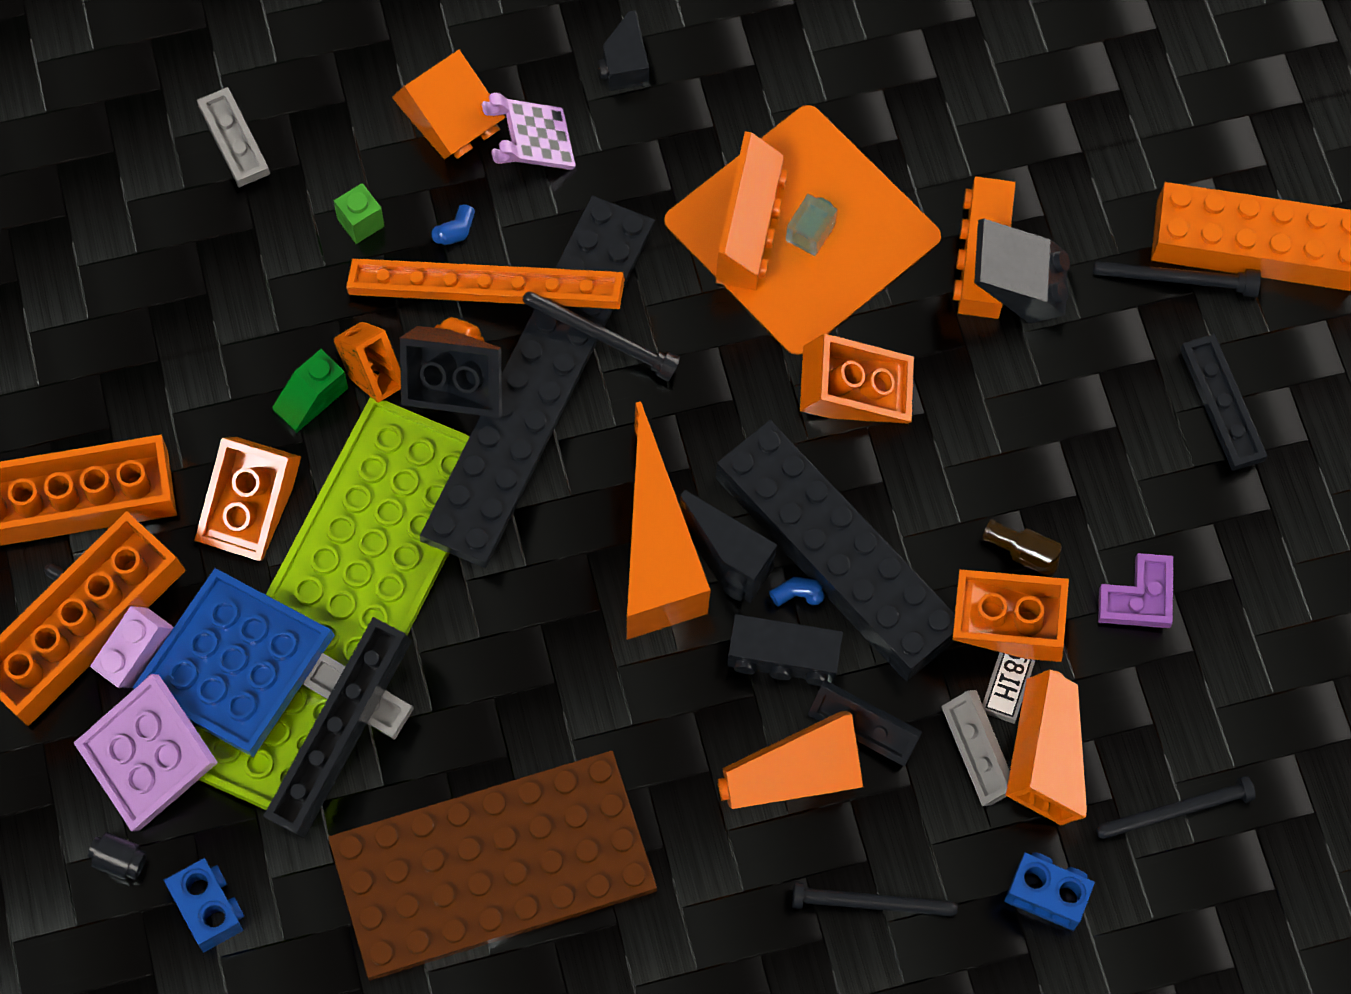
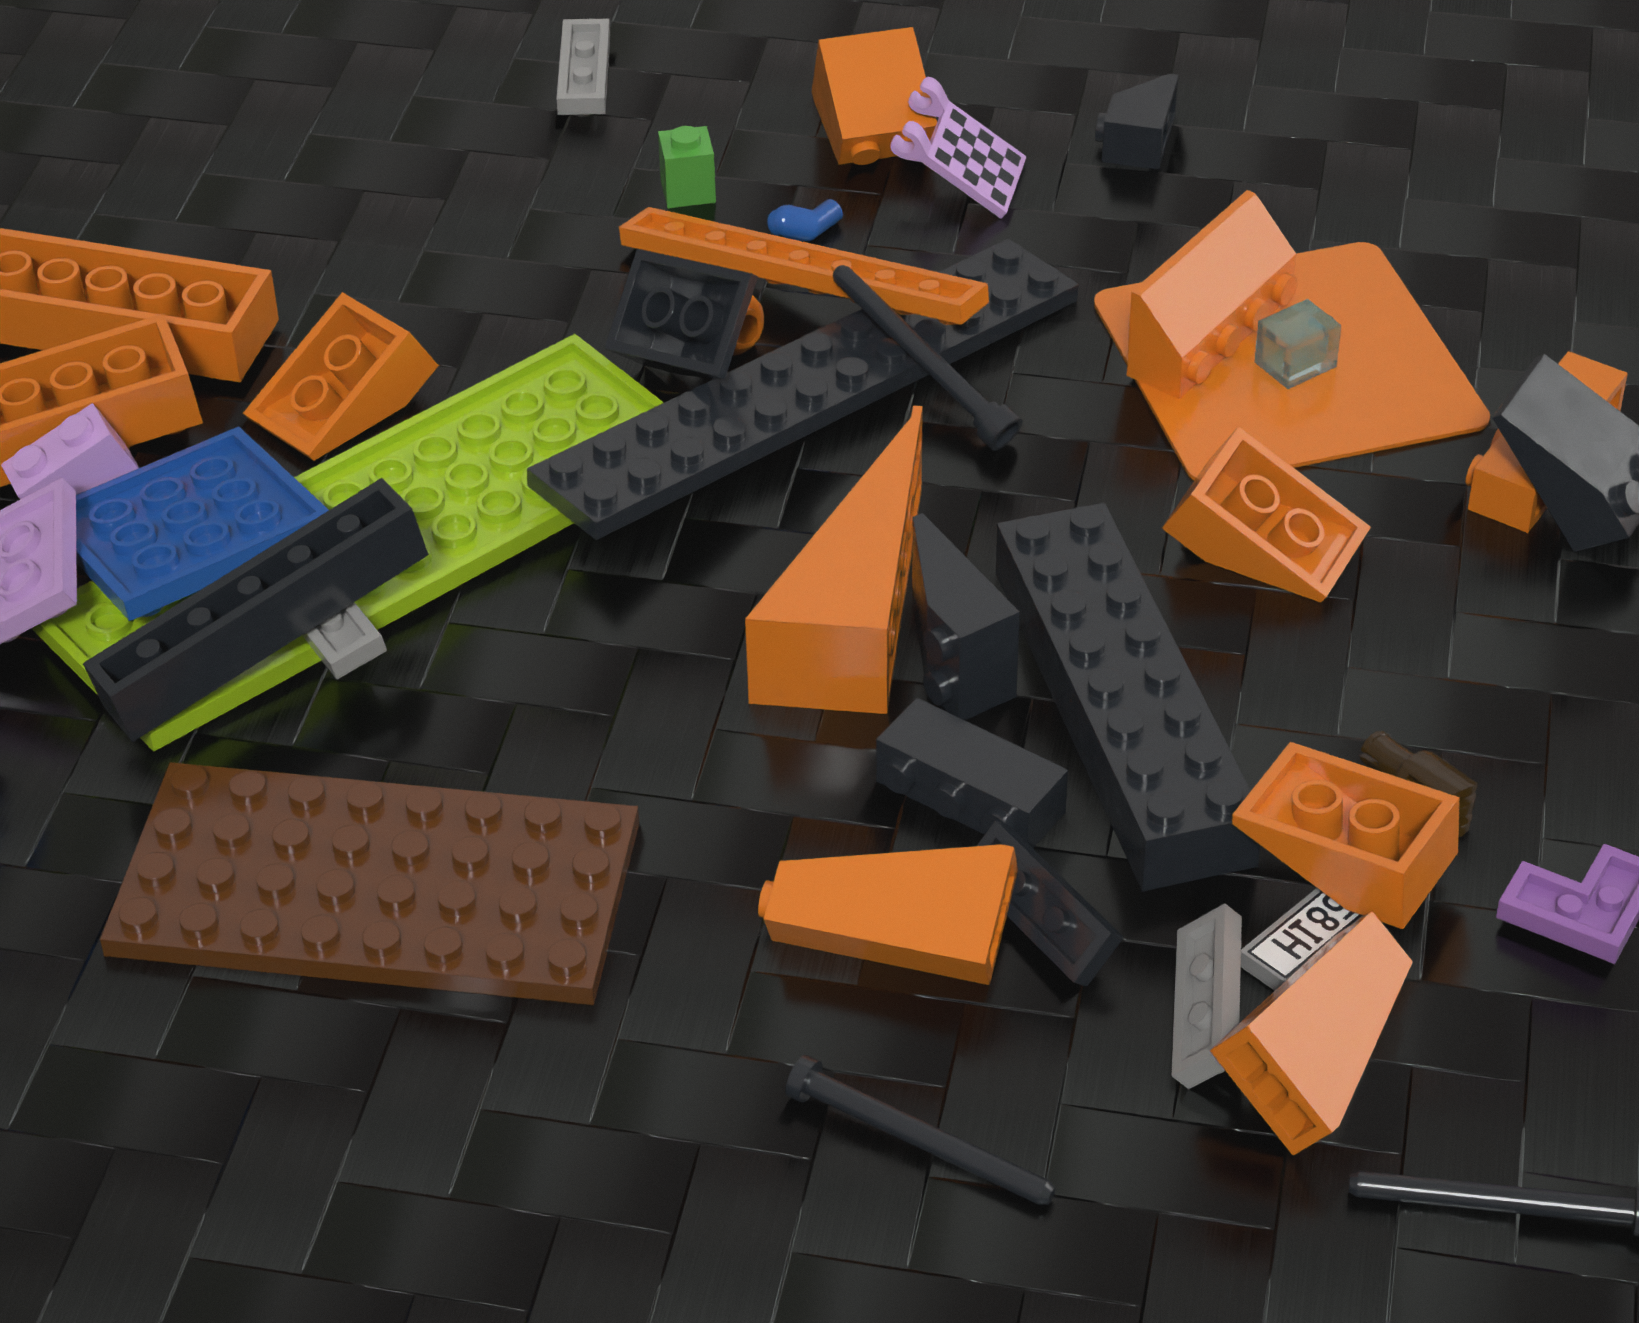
camera: 30 degrees right, 25 degrees down
(310, 390) = (502, 309): green slope -> none
(366, 350) = (591, 283): orange torso -> none
(798, 587) = (1035, 718): blue arm -> none
(1046, 900) = (1219, 1220): blue brick -> none

